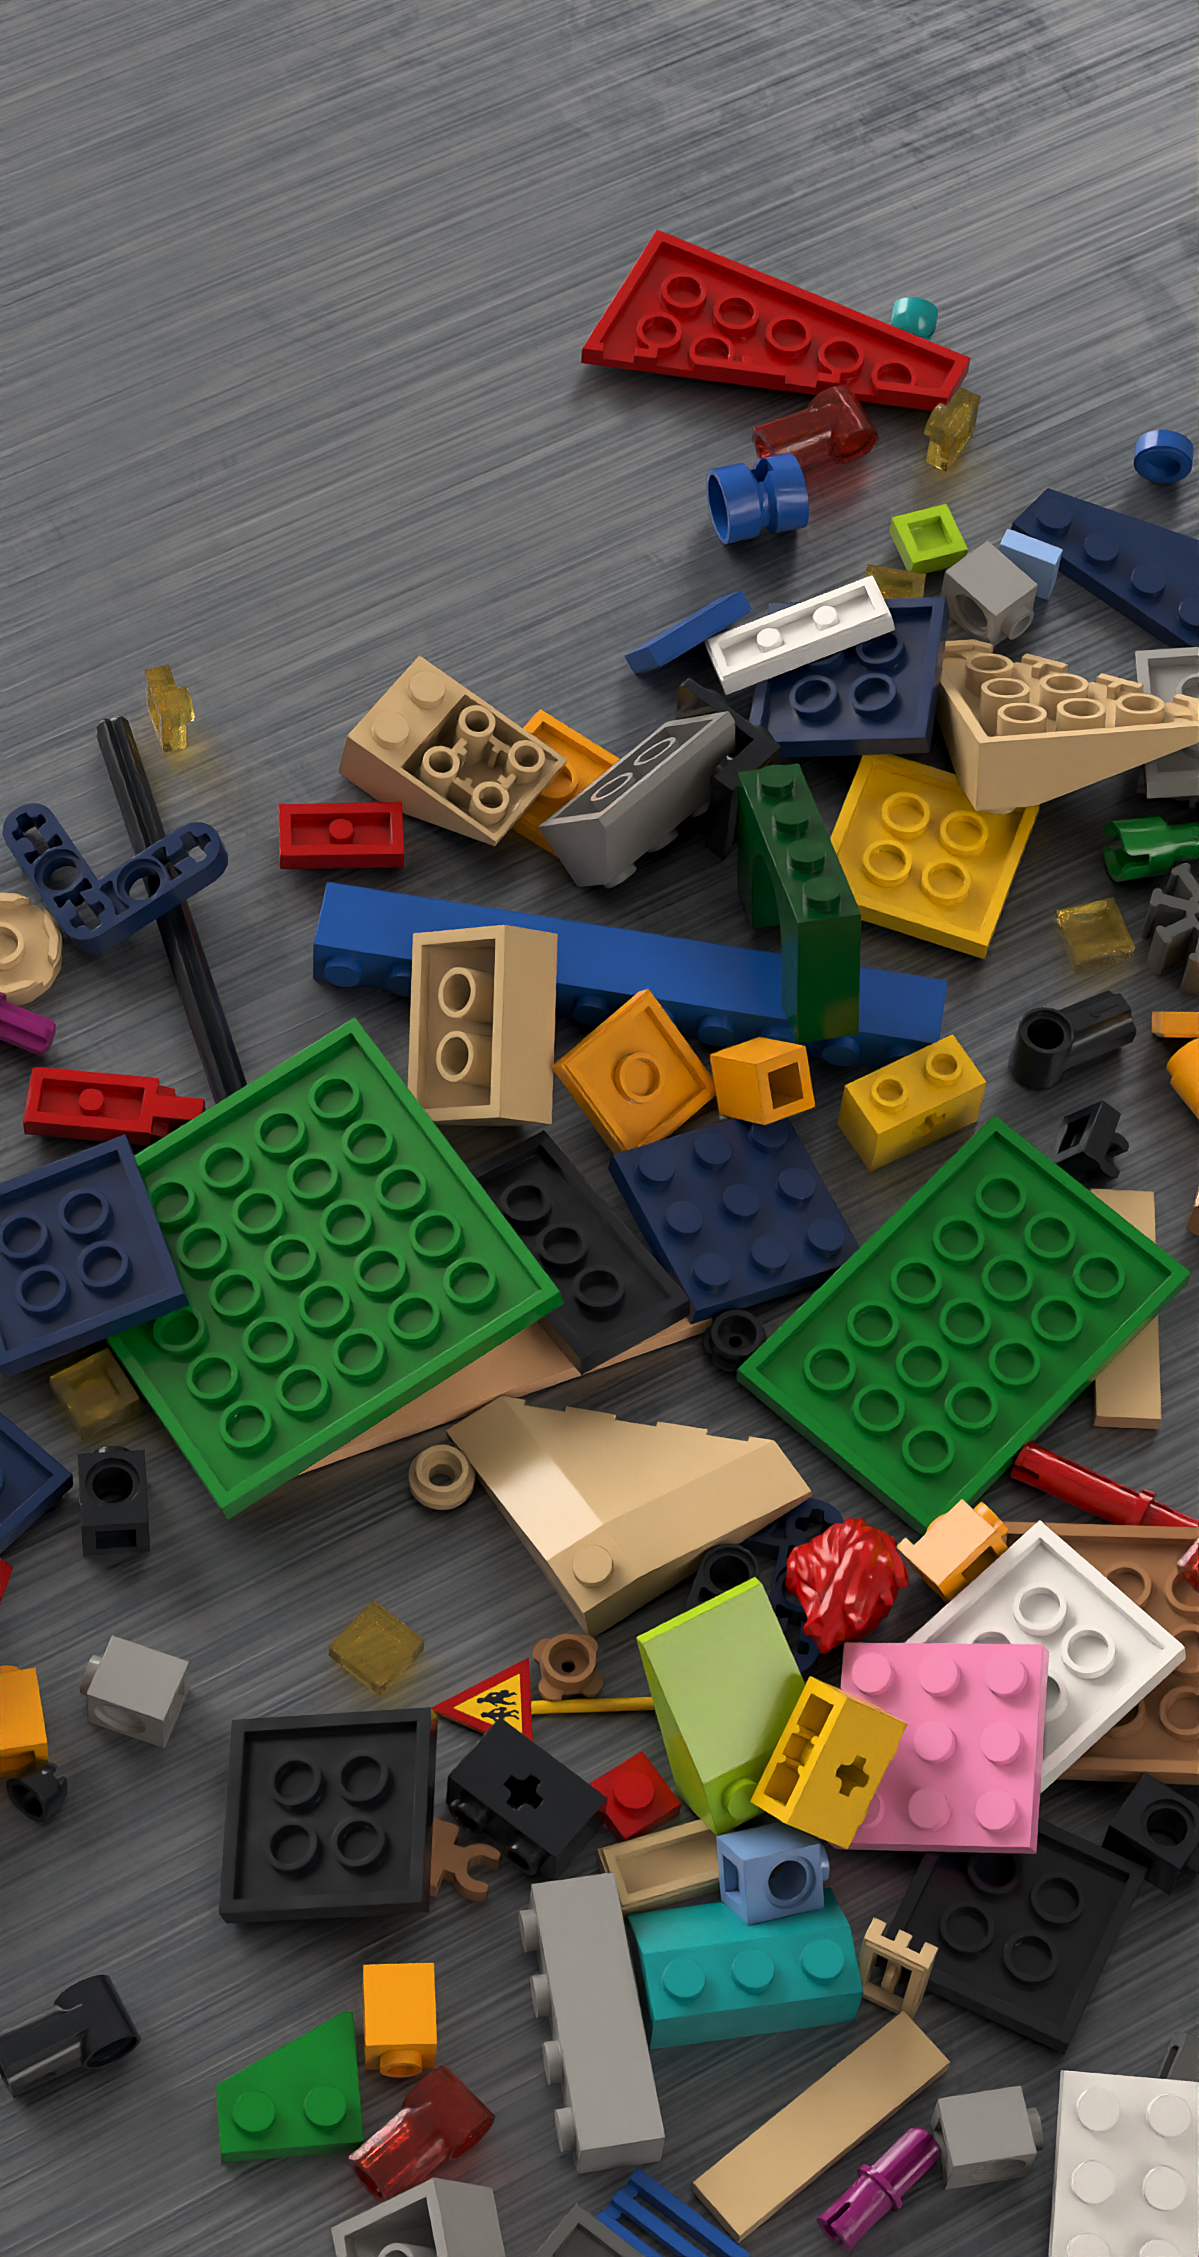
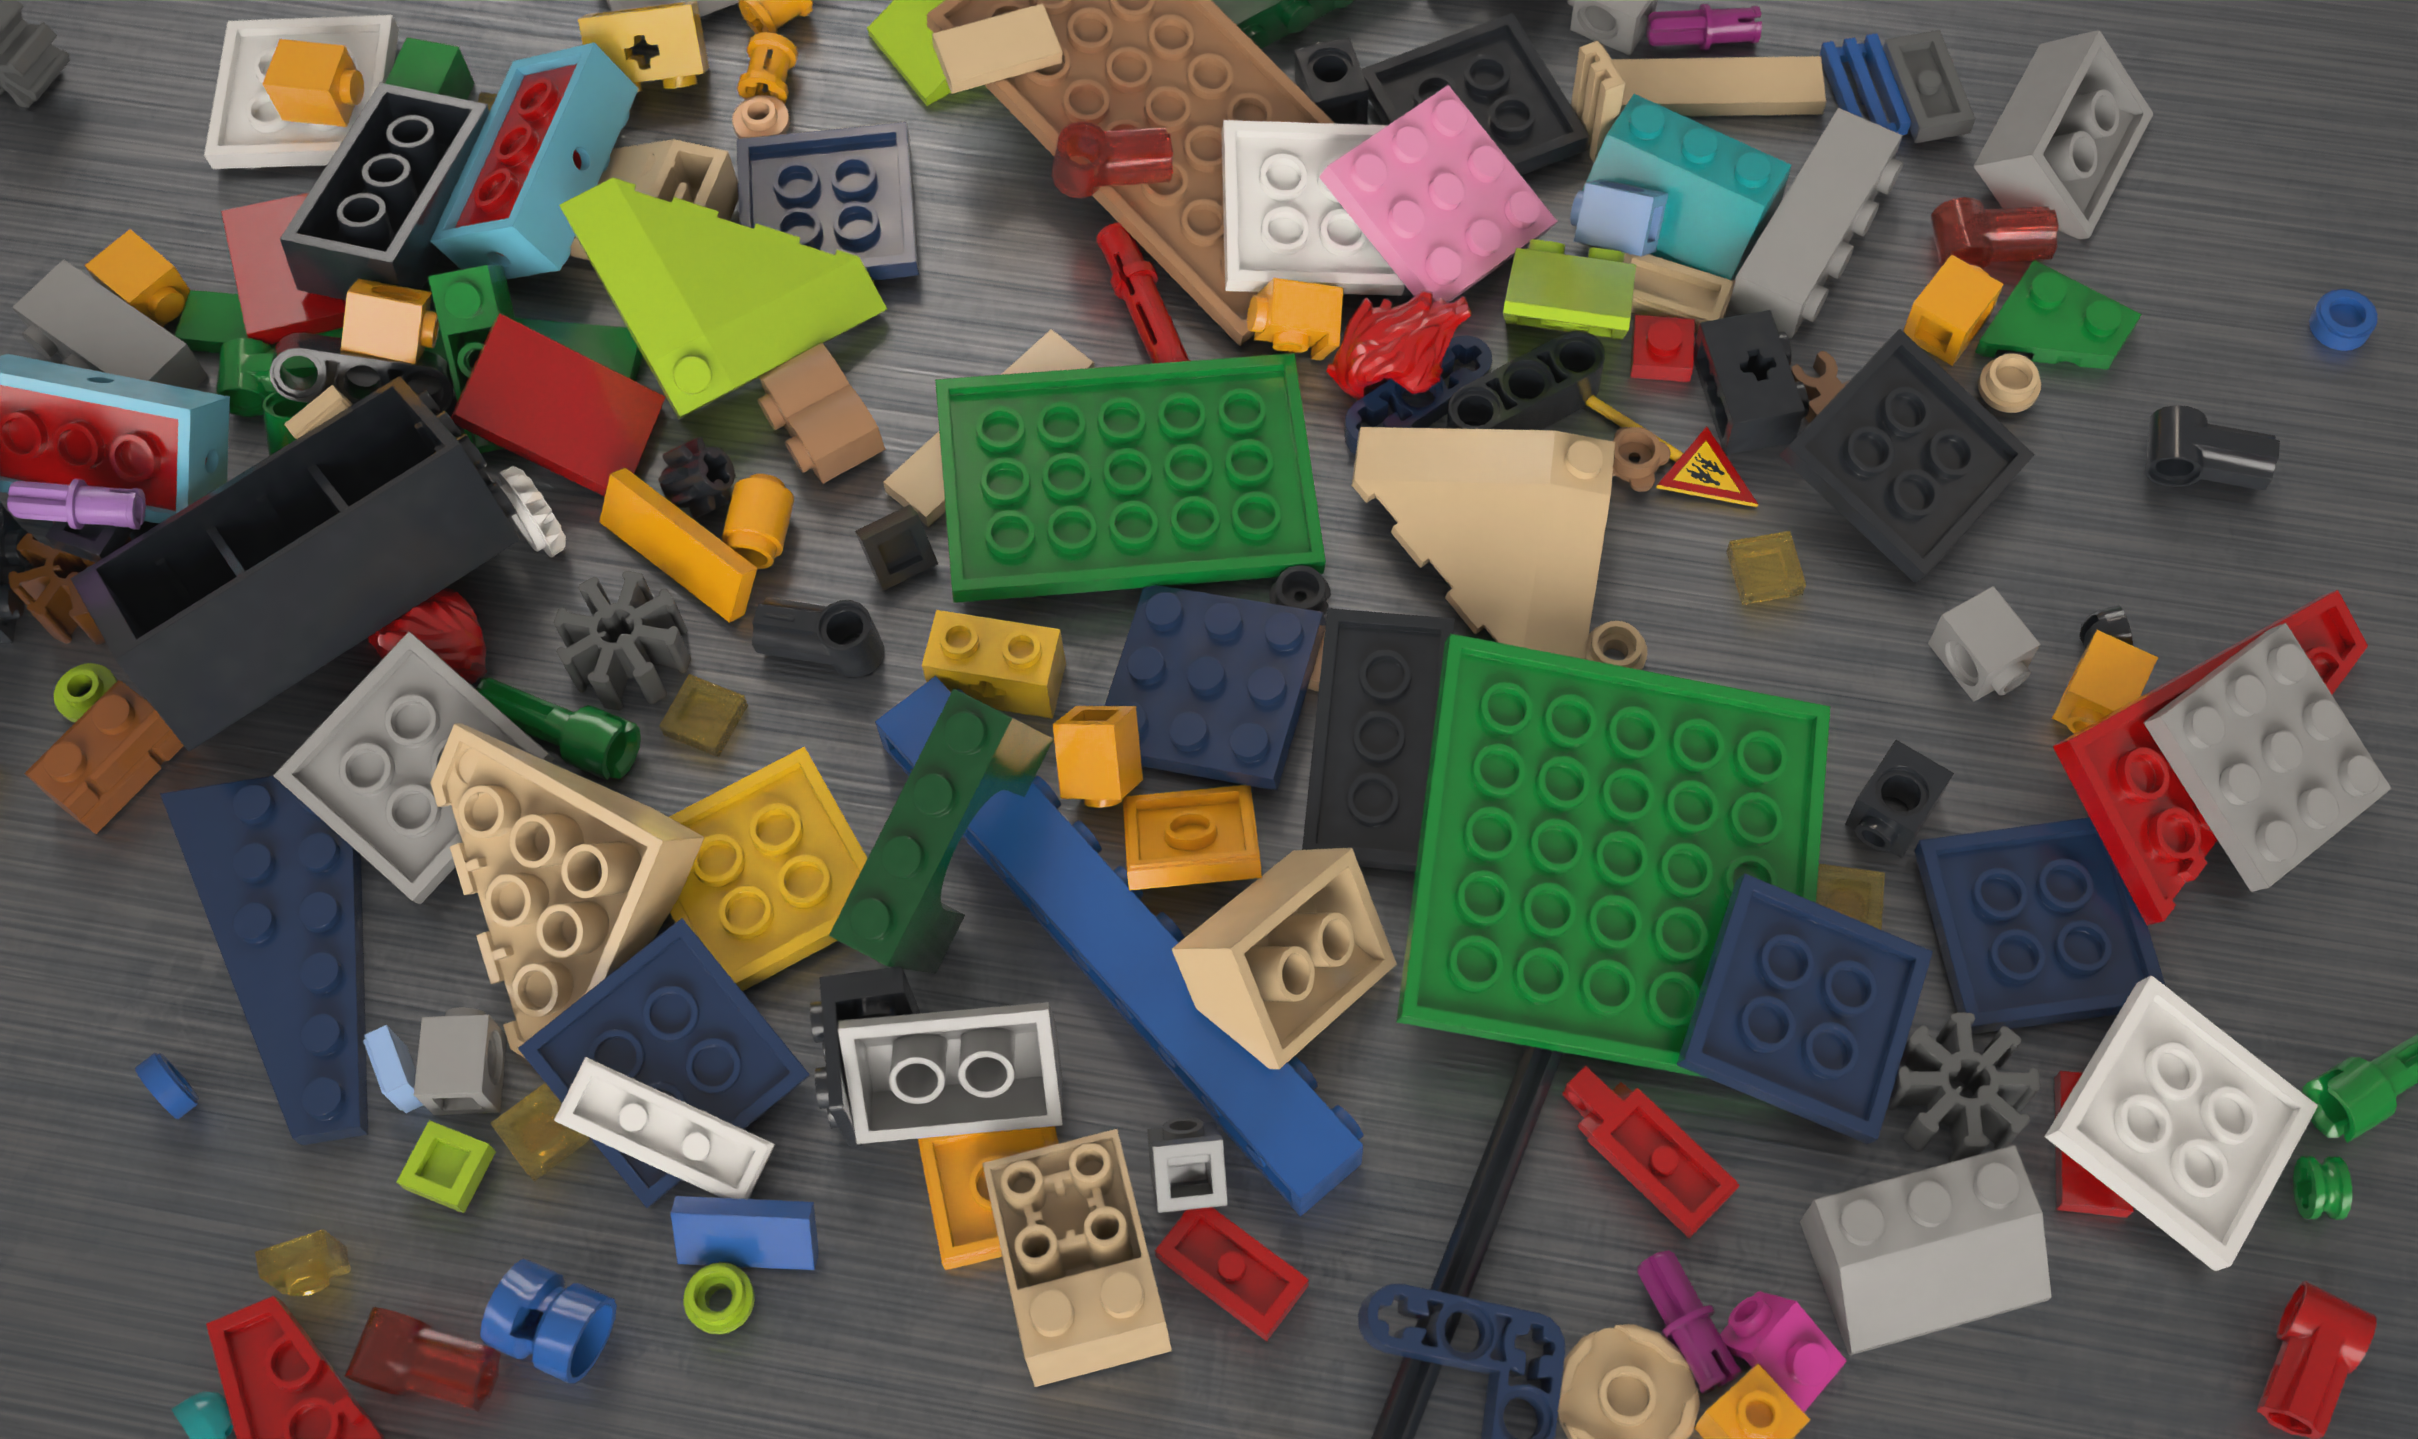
camera: 130 degrees left, 5 degrees up
(293, 1989) = (2010, 383): none -> tan plate
(428, 857) = (1187, 1152): none -> brick
(670, 582) = (705, 1284): none -> lime plate
(828, 1763) = (1541, 209): yellow brick -> none

